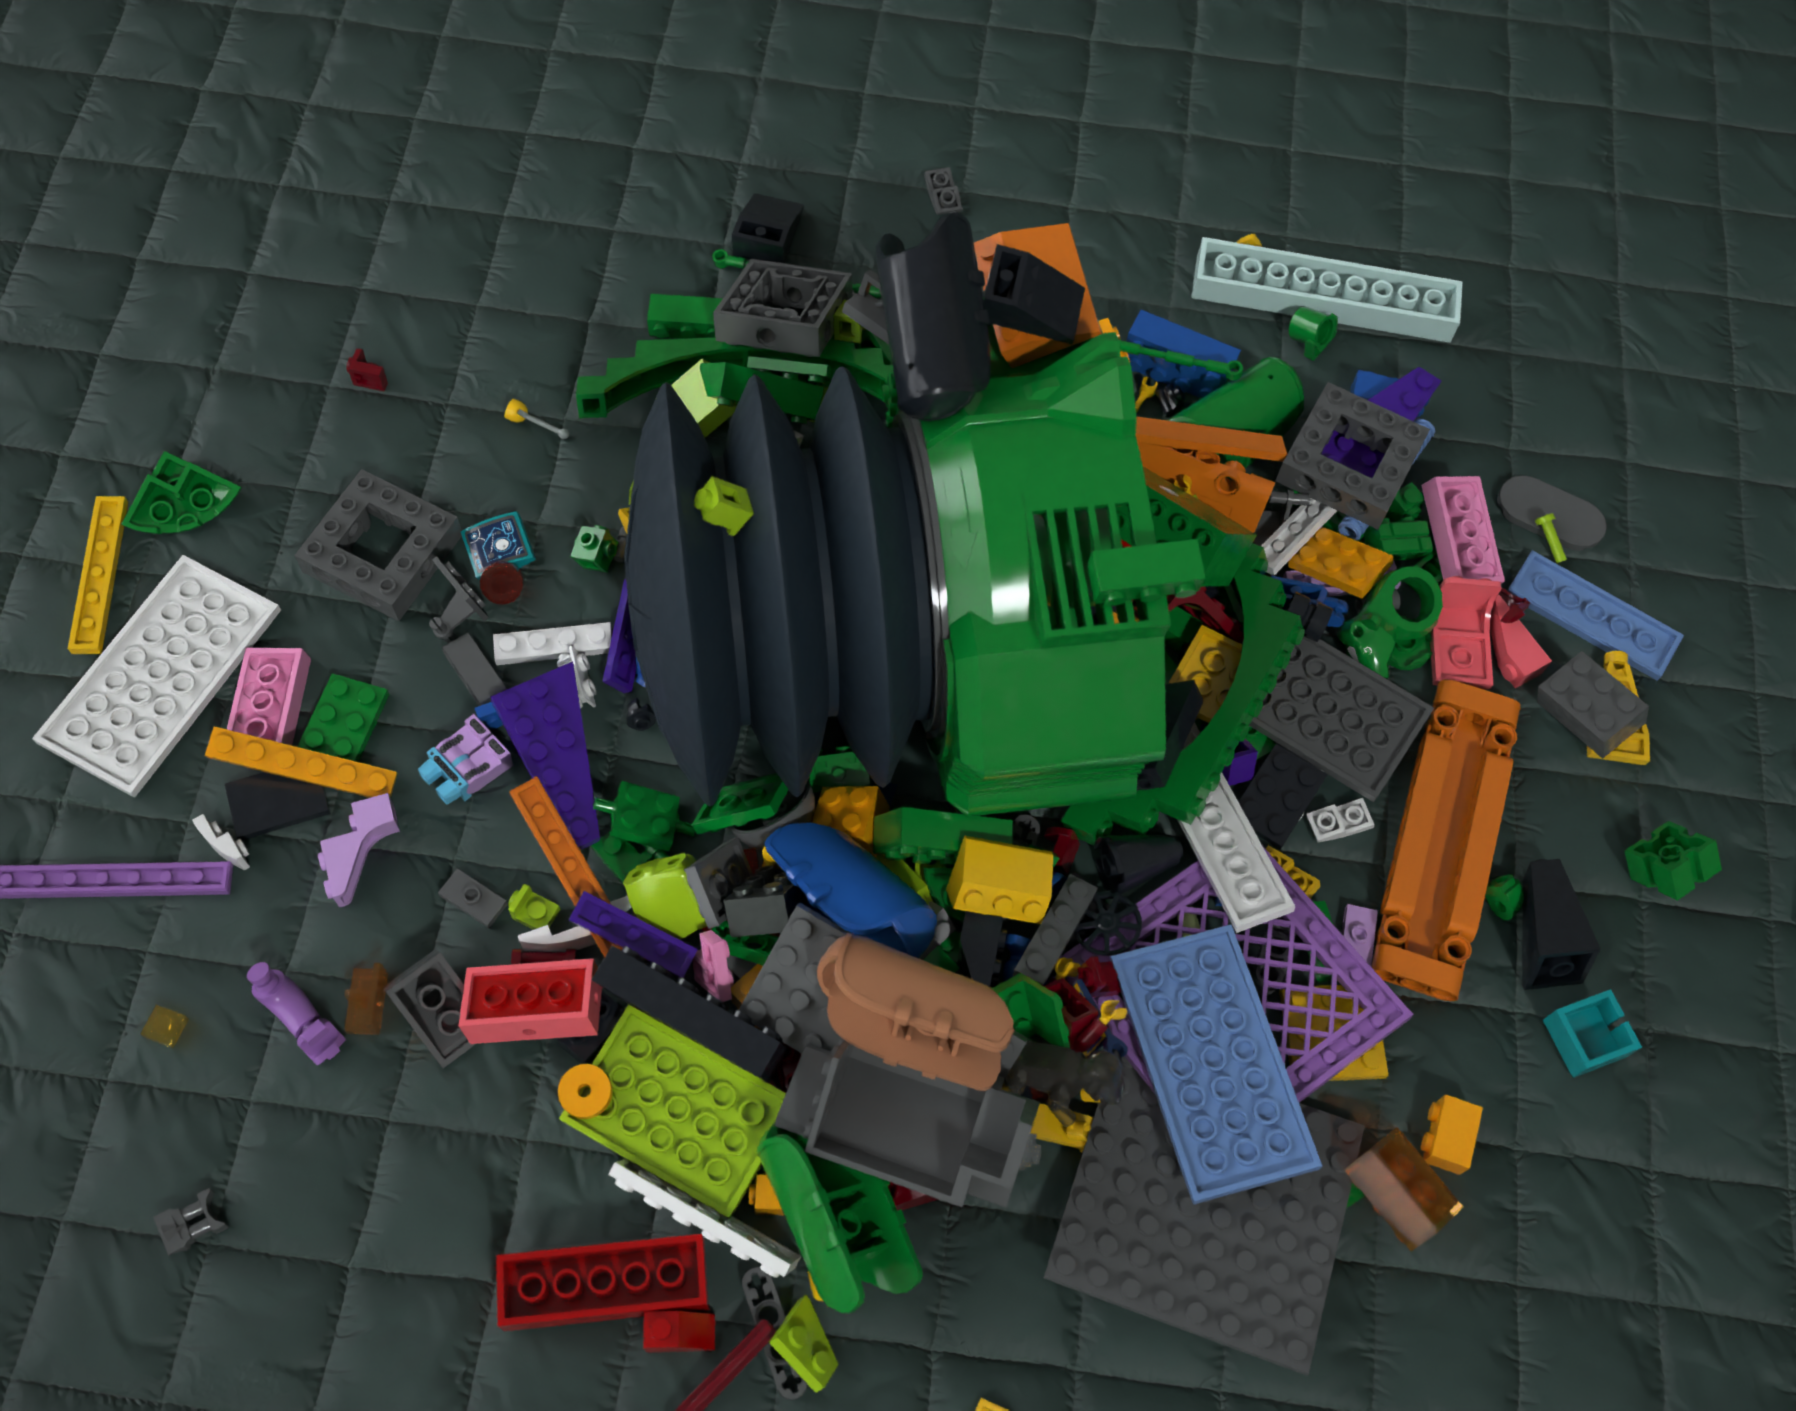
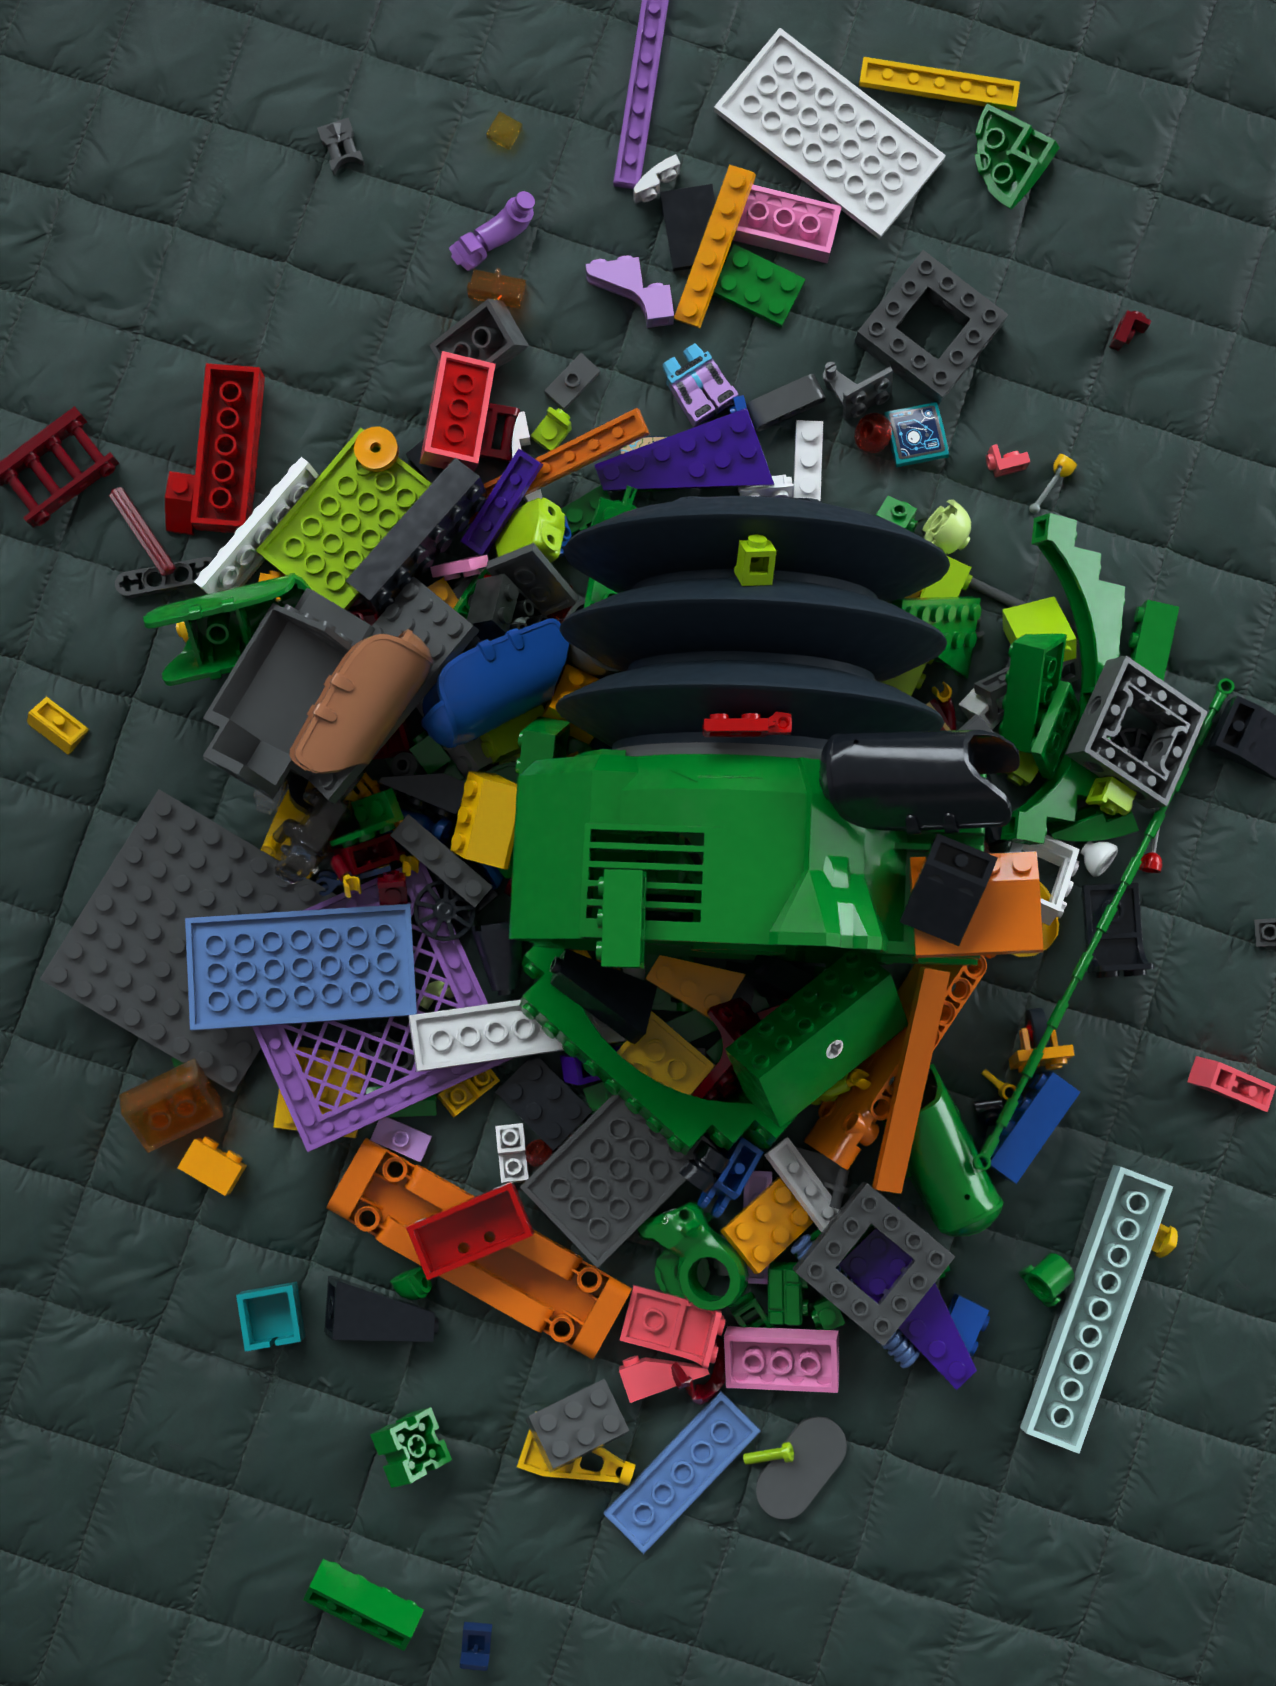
camera: 100 degrees right, 20 degrees up
(520, 464) = (1010, 463): none -> coral bracket
(597, 501) = (948, 527): none -> yellowish green cylinder
(805, 1345) = (147, 594): lime wing -> none
(906, 486) = (748, 725): none -> red hinge
(1092, 216) = (1231, 1083): none -> coral slope
(1329, 799) = (537, 1152): none -> clear red plate
(1409, 811) = (439, 1235): none -> red piece

